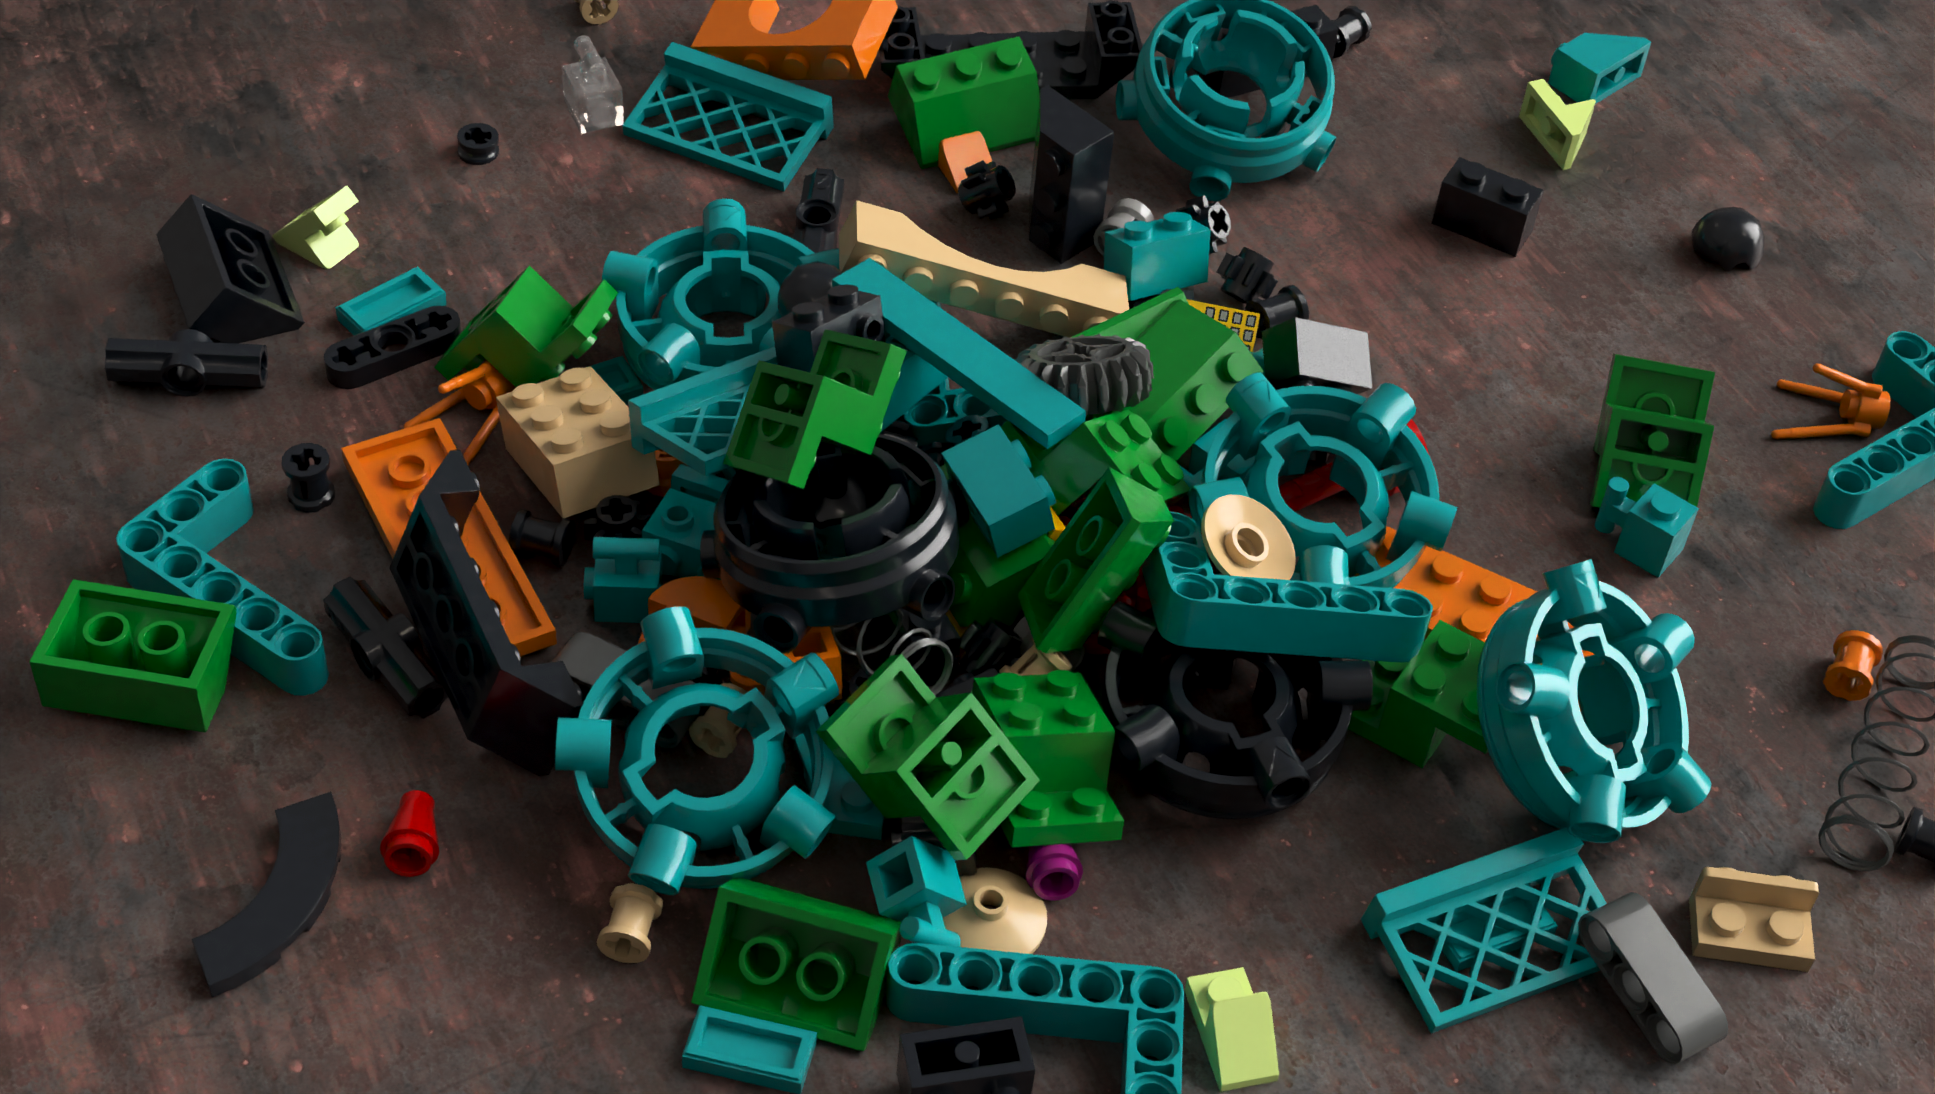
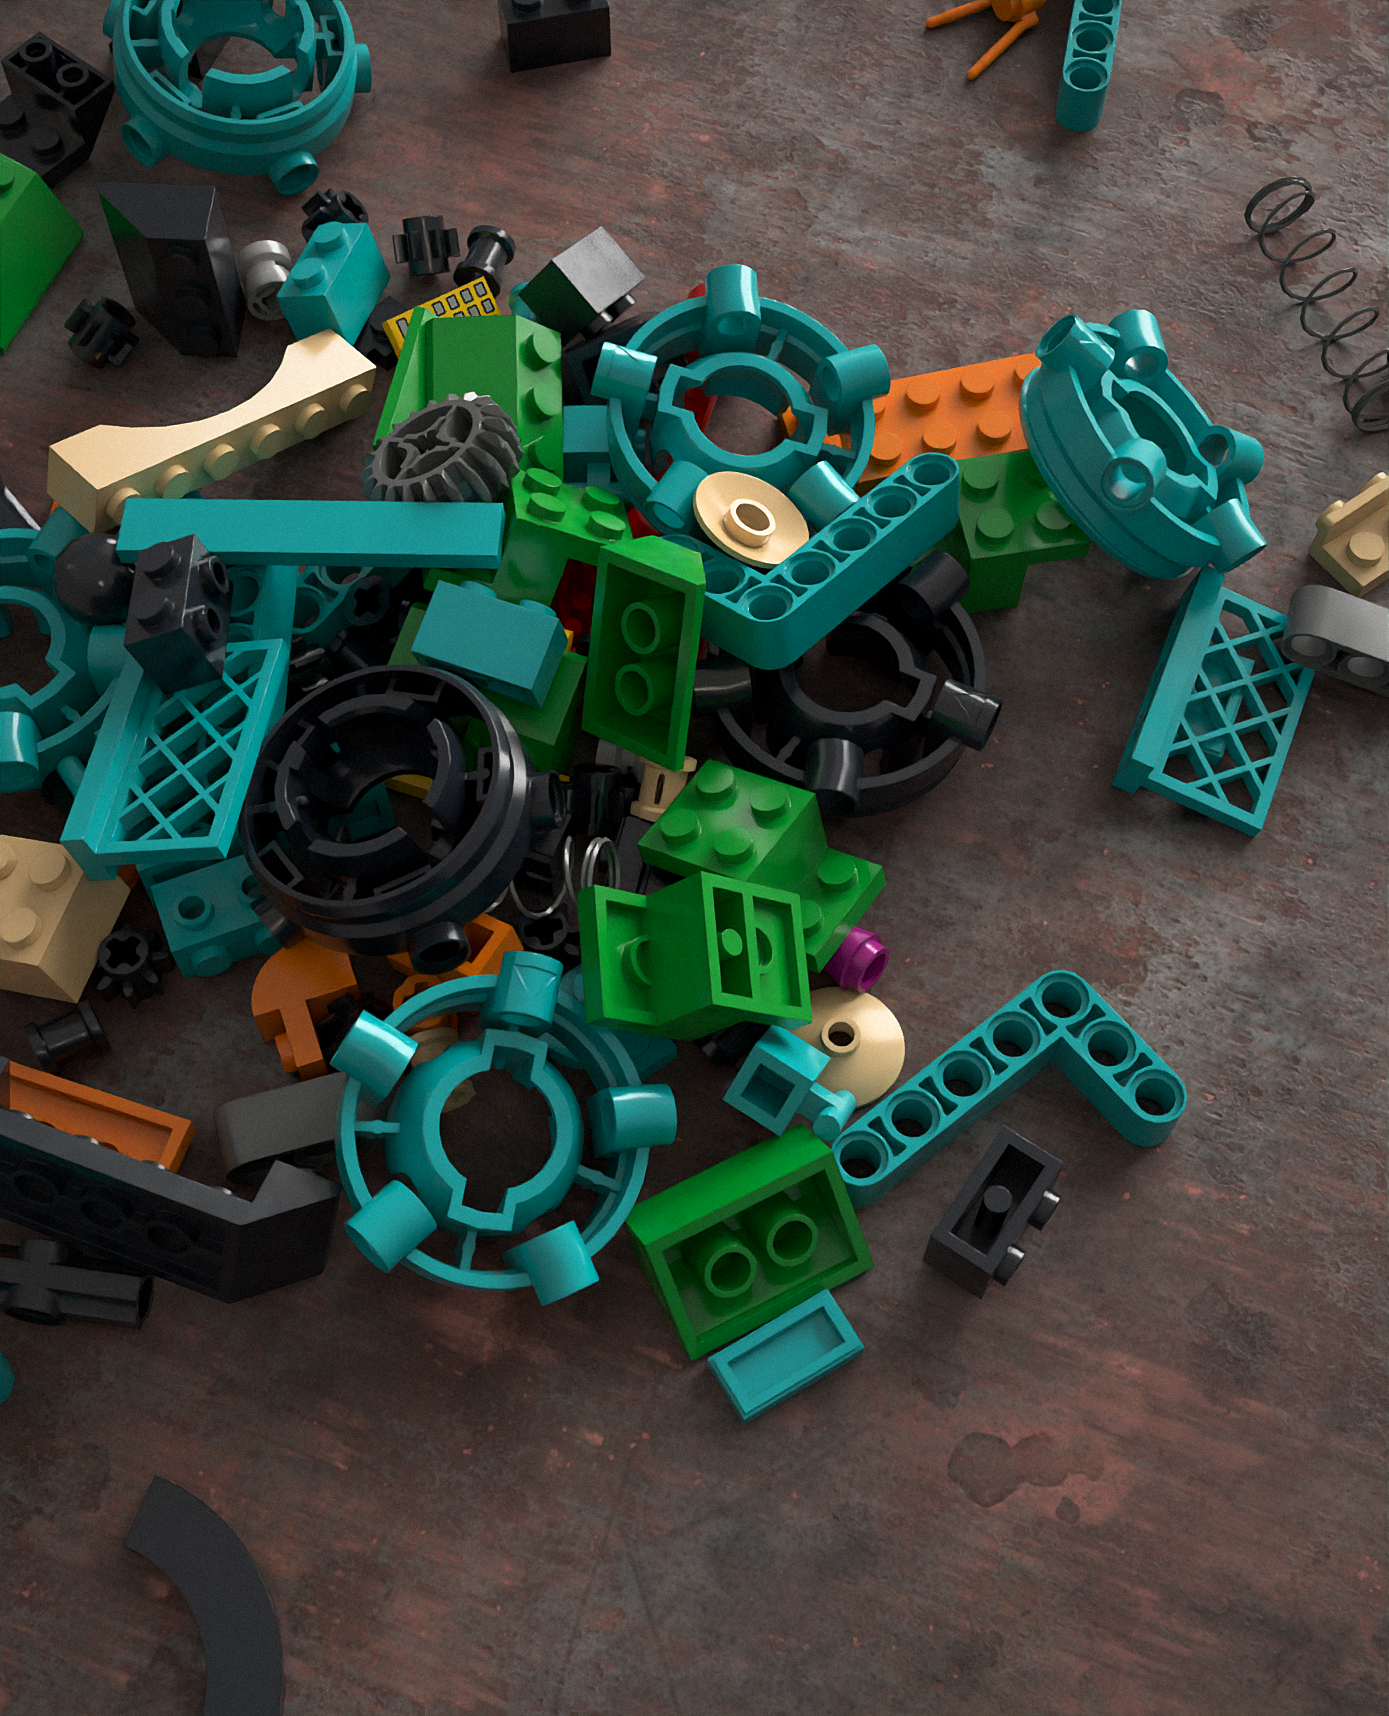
camera: 40 degrees left, 15 degrees up
(411, 838) = (282, 1446): red cone -> none
(623, 577) = (202, 1014): teal brick -> none
(630, 923) = (569, 1341): tan bush -> none
(796, 409) = (277, 716): green bracket -> none
(961, 152) = (40, 315): orange slope -> none
(1234, 1028) = (1129, 974): yellowish green slope -> none
(1651, 527) = (982, 239): teal brick -> none
(1653, 428) = (908, 152): green bracket -> none
(1854, 659) = (1232, 245): orange bush -> none

